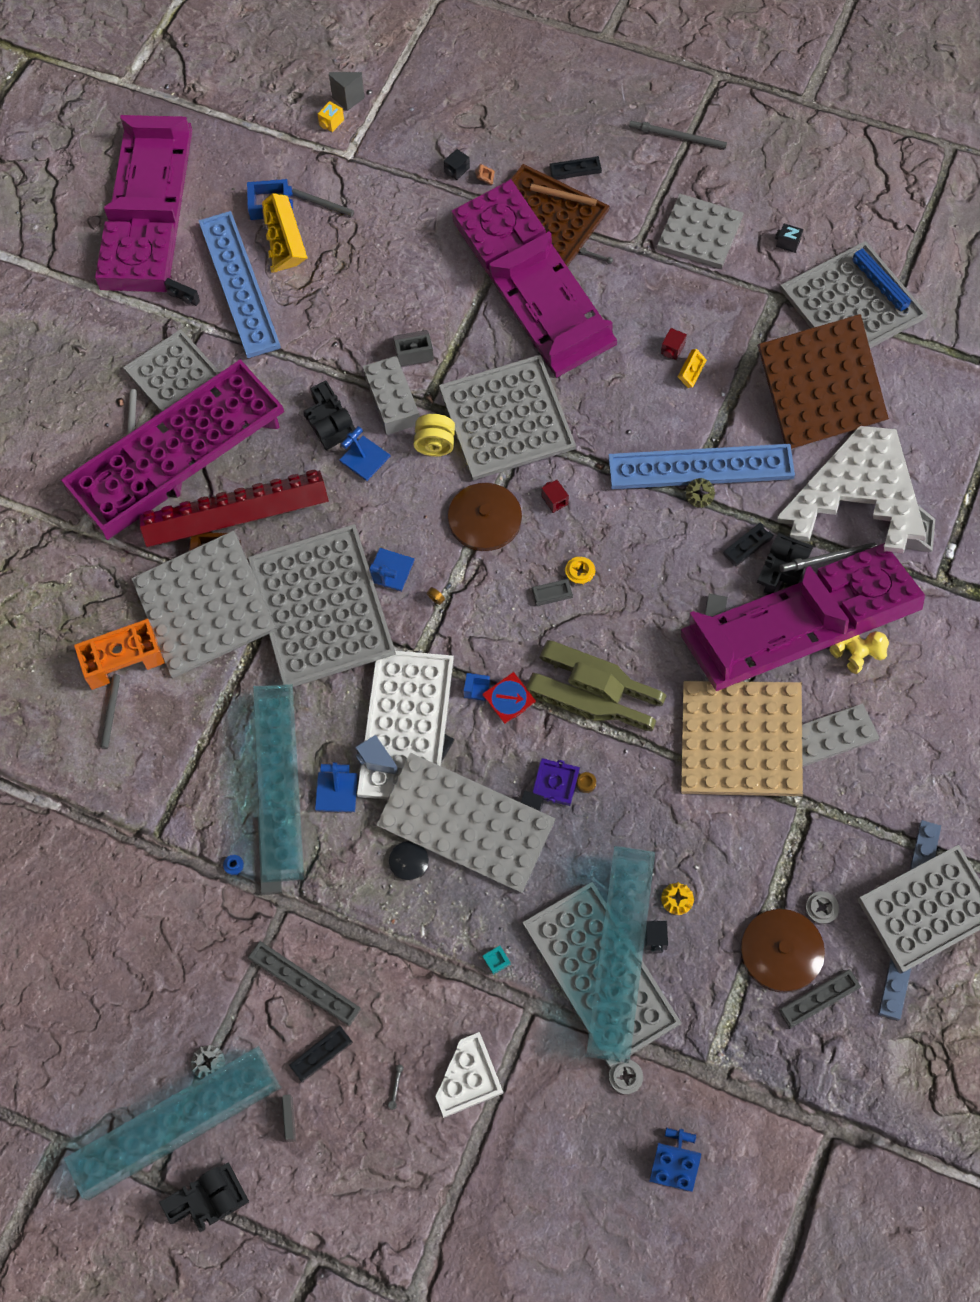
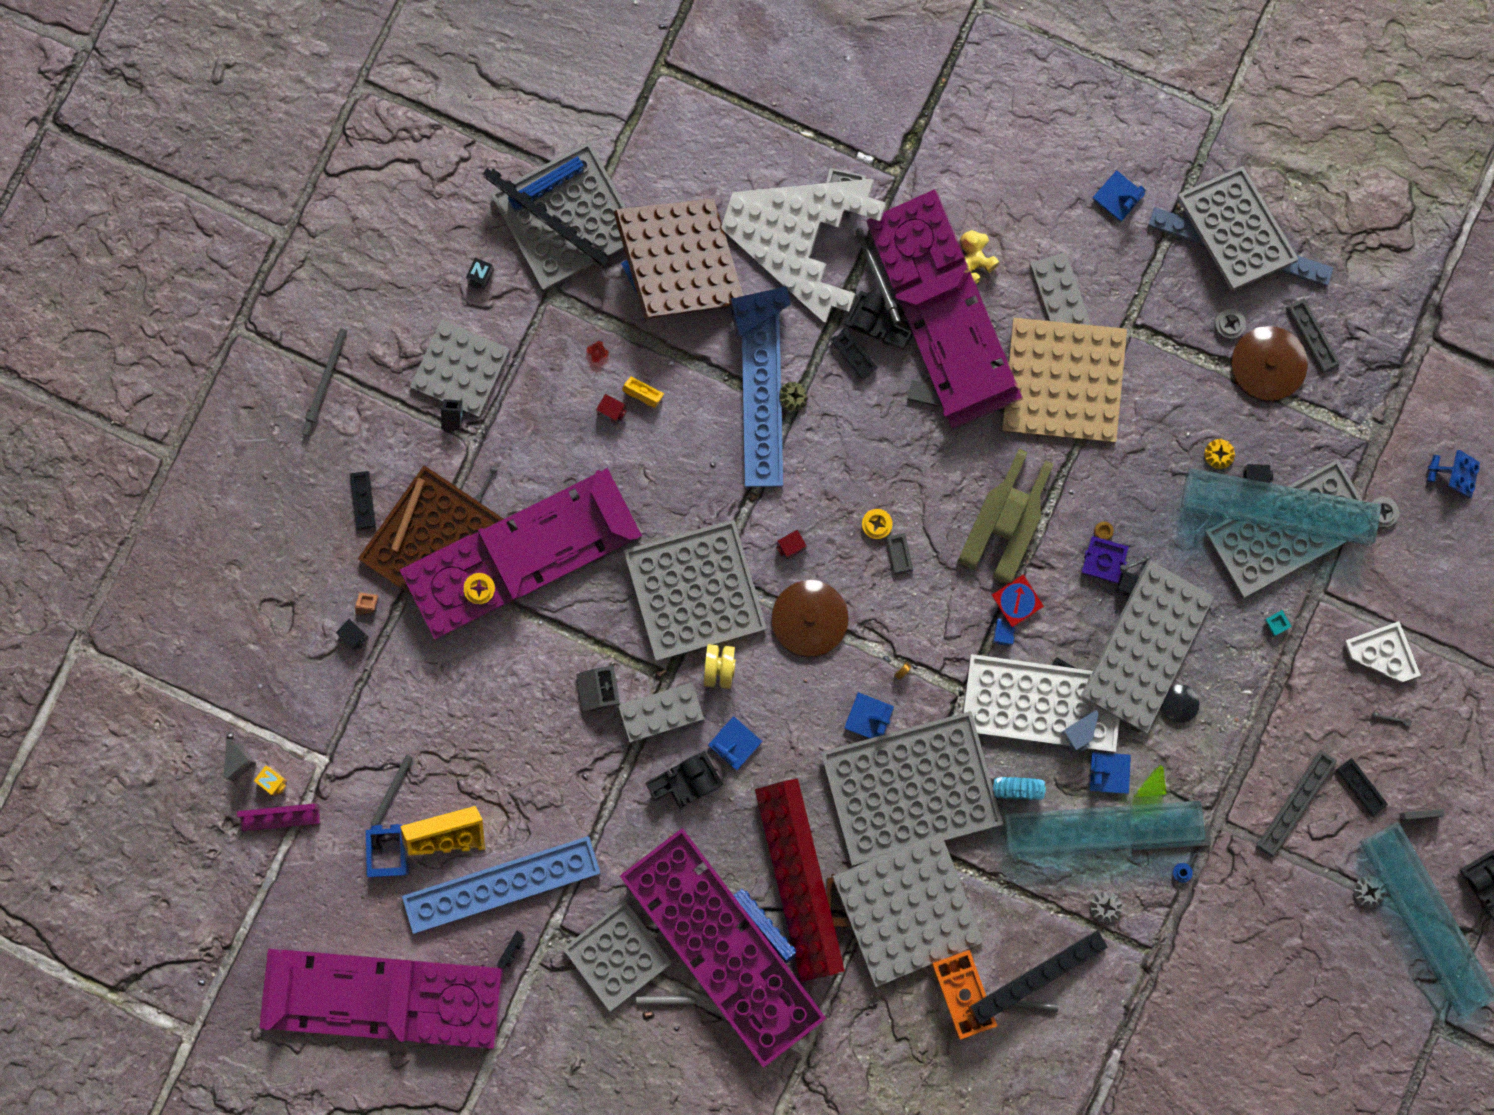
camera: 90 degrees left, 15 degrees up
(132, 720) = (1037, 977): none -> black plate
(192, 482) = (765, 925): none -> piece
(205, 798) = (1098, 911): none -> light grey gear
(300, 126) = (279, 817): none -> magenta fence
(318, 699) = (1019, 788): none -> medium azure gear
(323, 834) = (1153, 785): none -> clear neon green slope
(489, 235) = (472, 581): none -> yellow gear
(546, 796) = (1124, 568): none -> dark grey hinge
(656, 221) = (451, 414): none -> black brick
(727, 328) = (597, 356): none -> clear red plate
(782, 449) = (757, 307): none -> dark blue wedge
(851, 270) = (540, 212): none -> black plate
(948, 790) = (1119, 195): none -> blue plate

